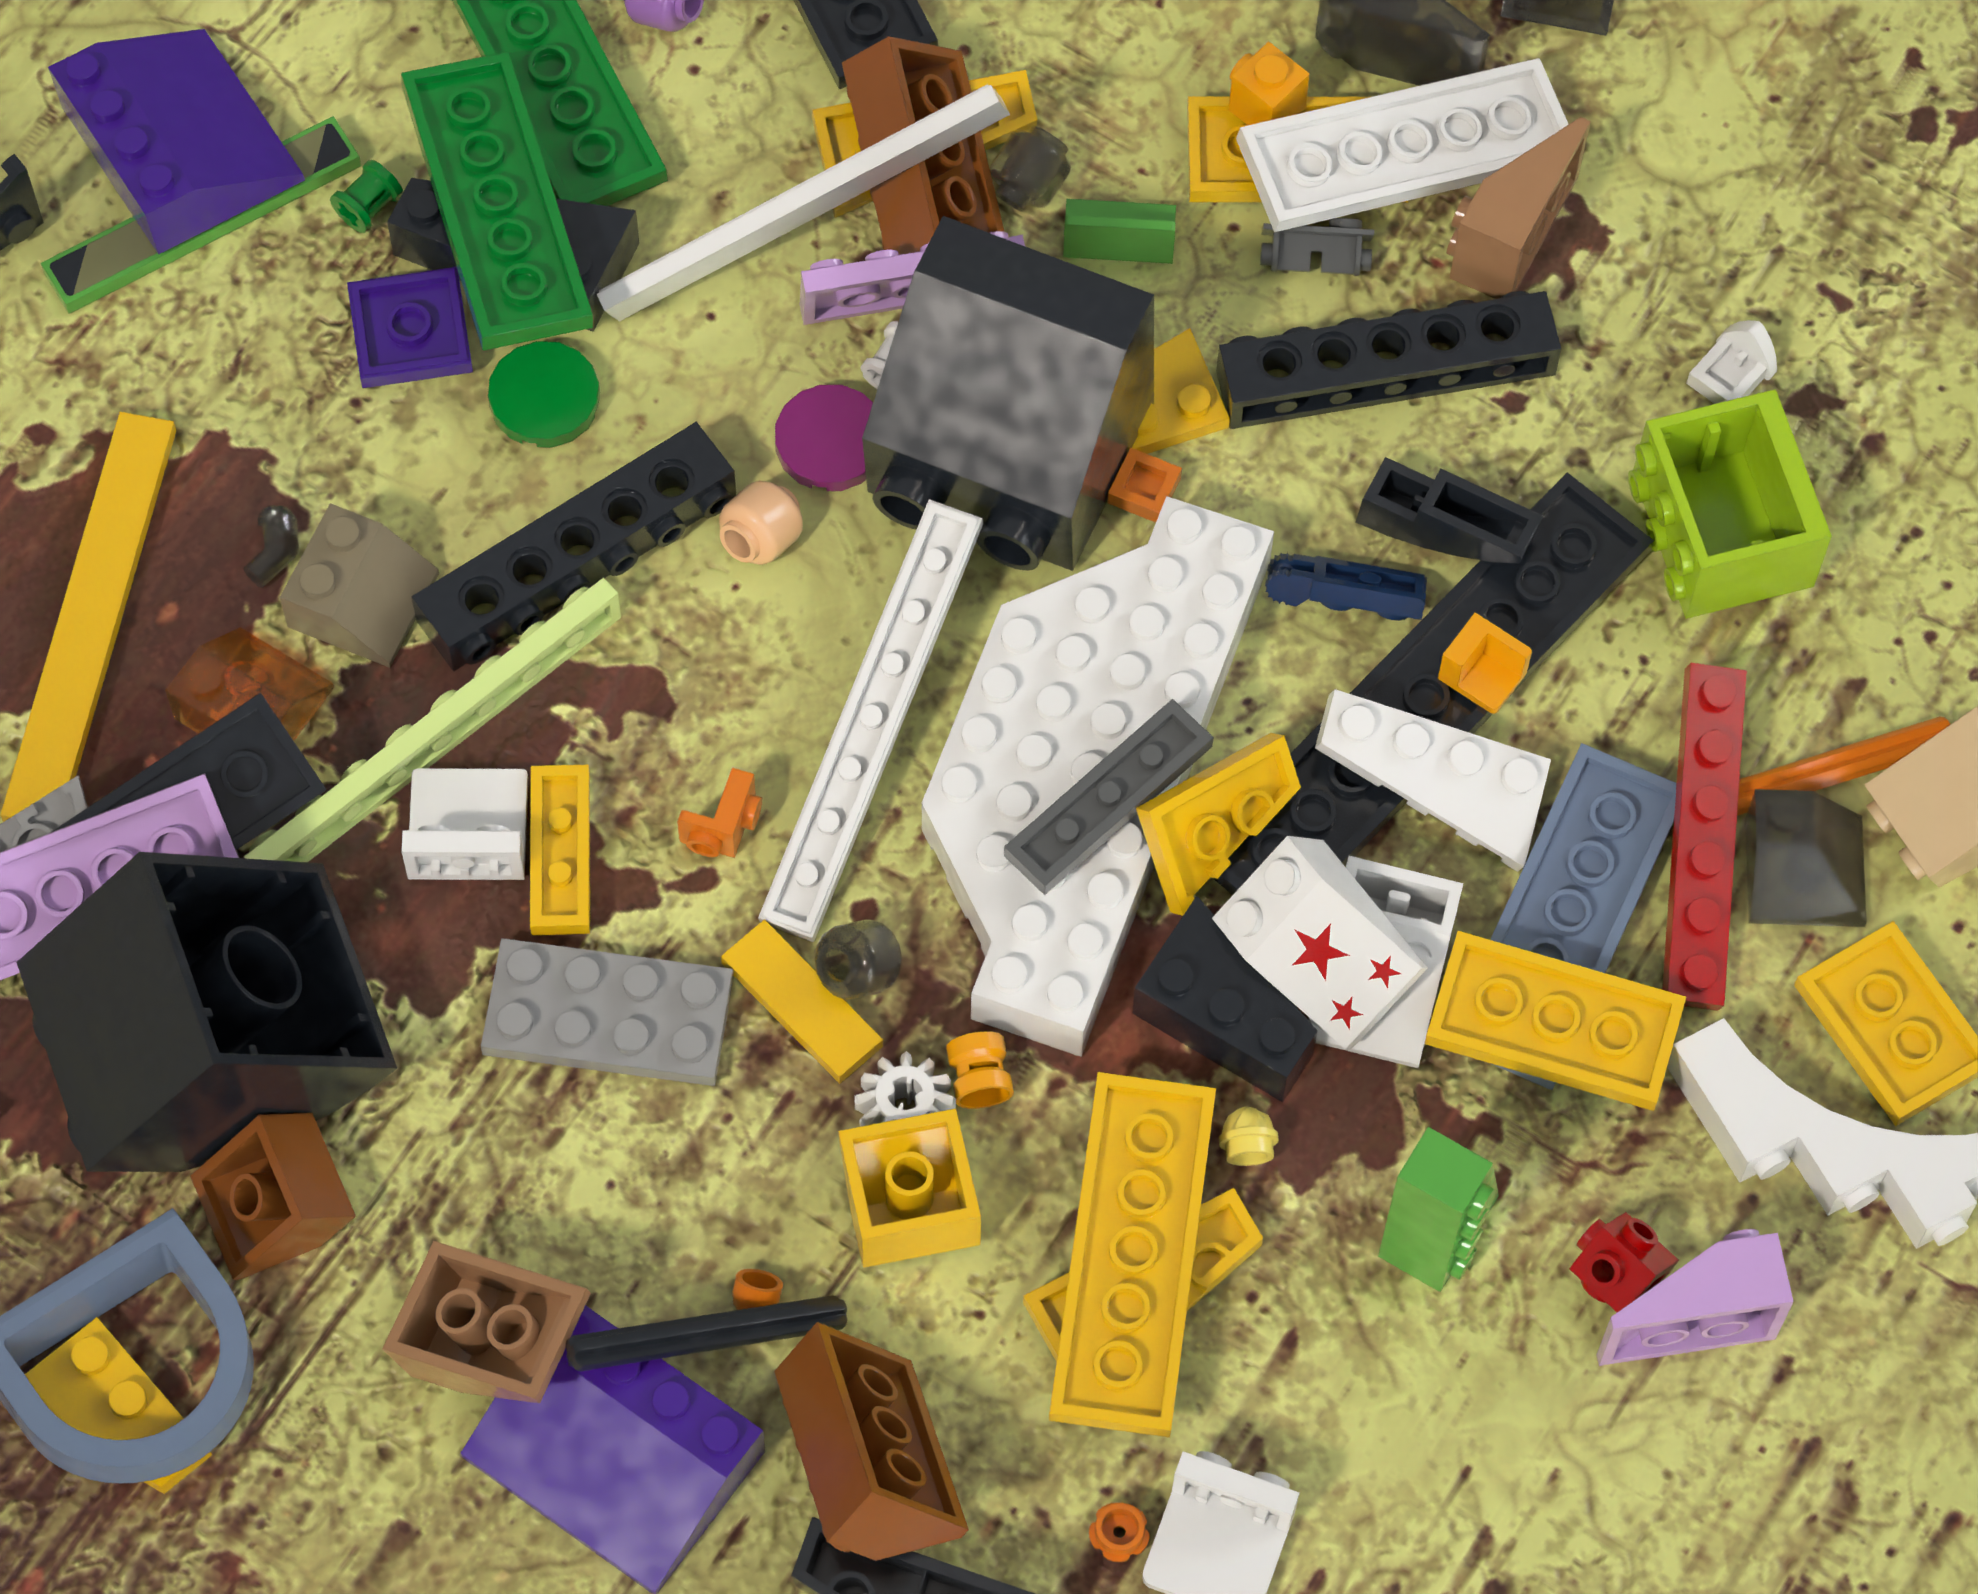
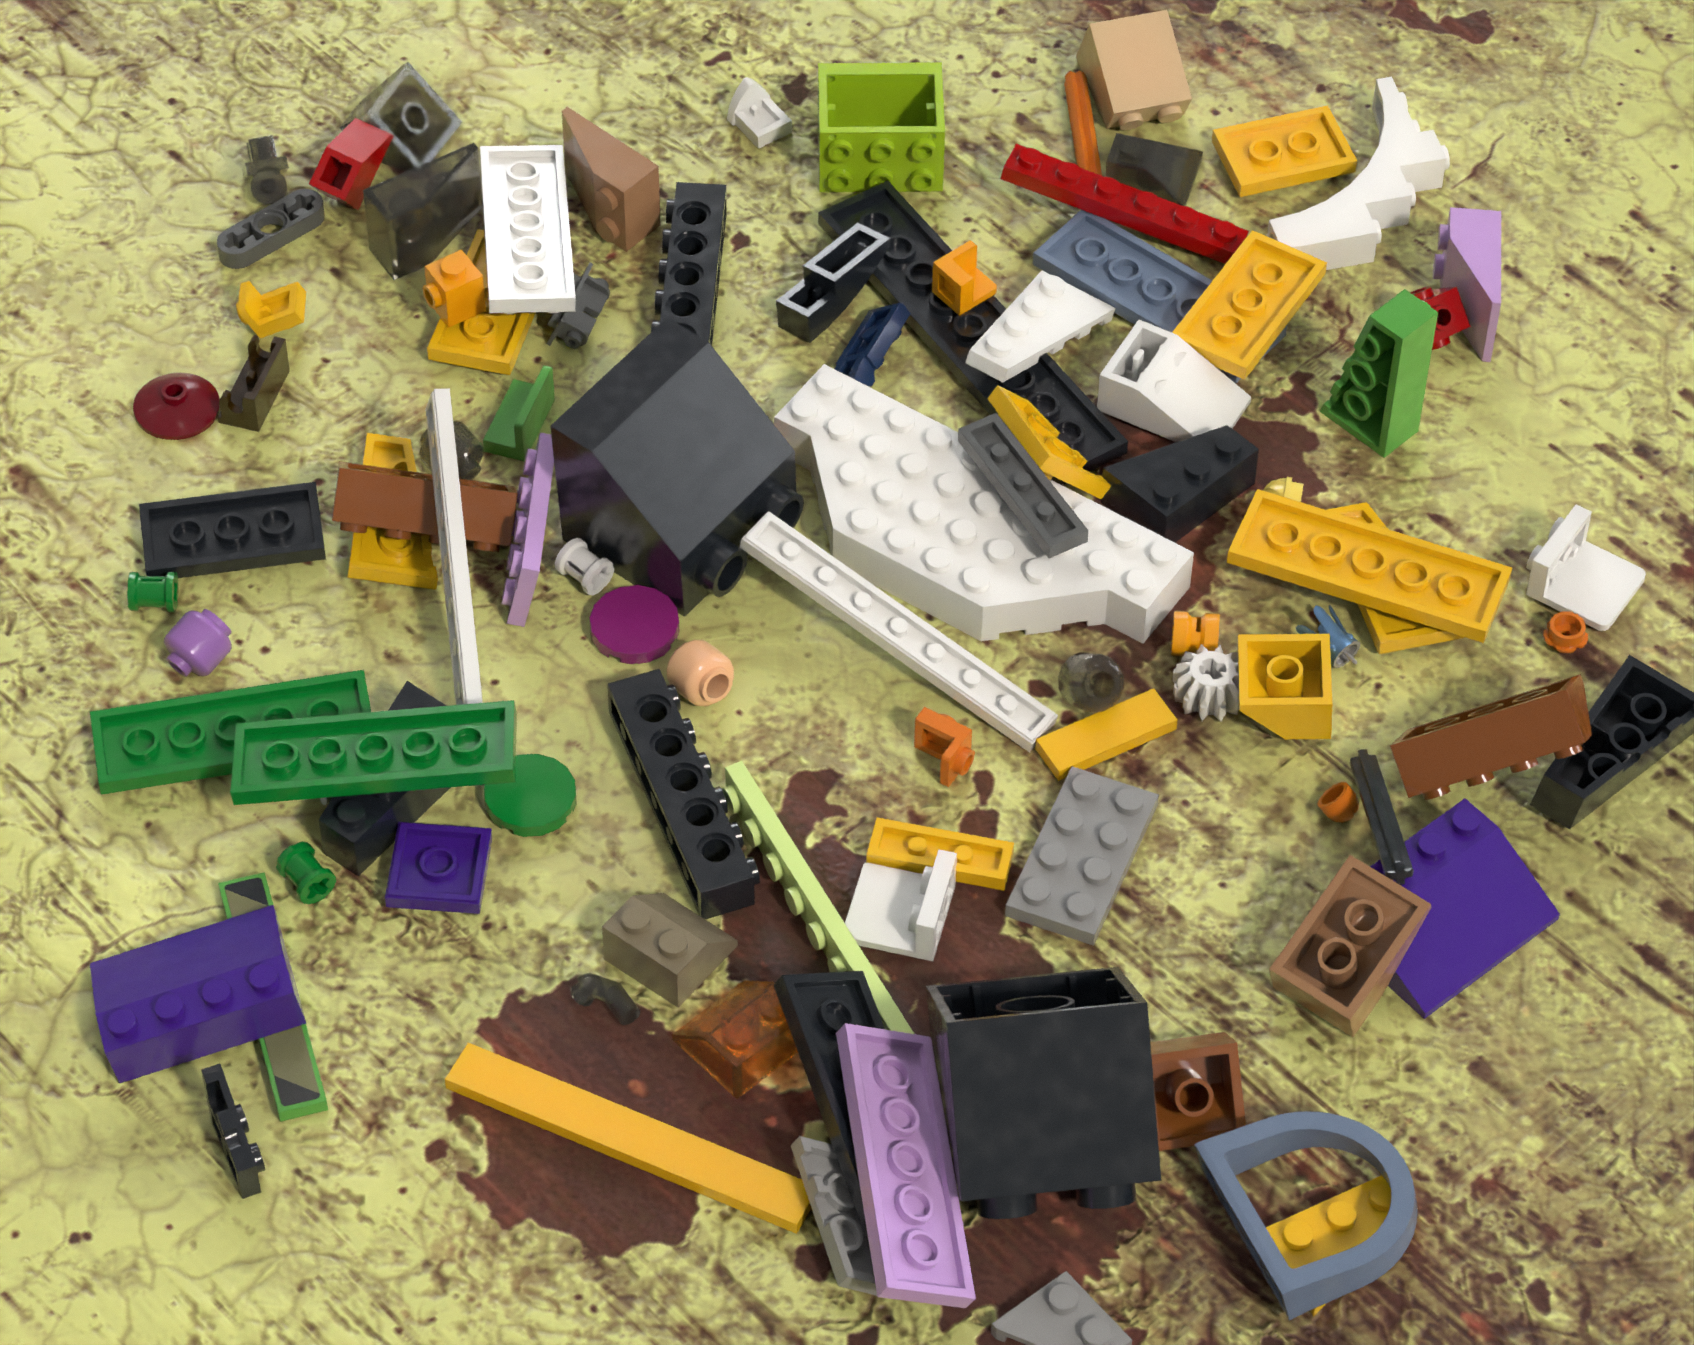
camera: 75 degrees left, 15 degrees down
(1009, 1244) = (1342, 644): none -> flat silver piece
(1320, 939) = (1164, 399): white slope -> none

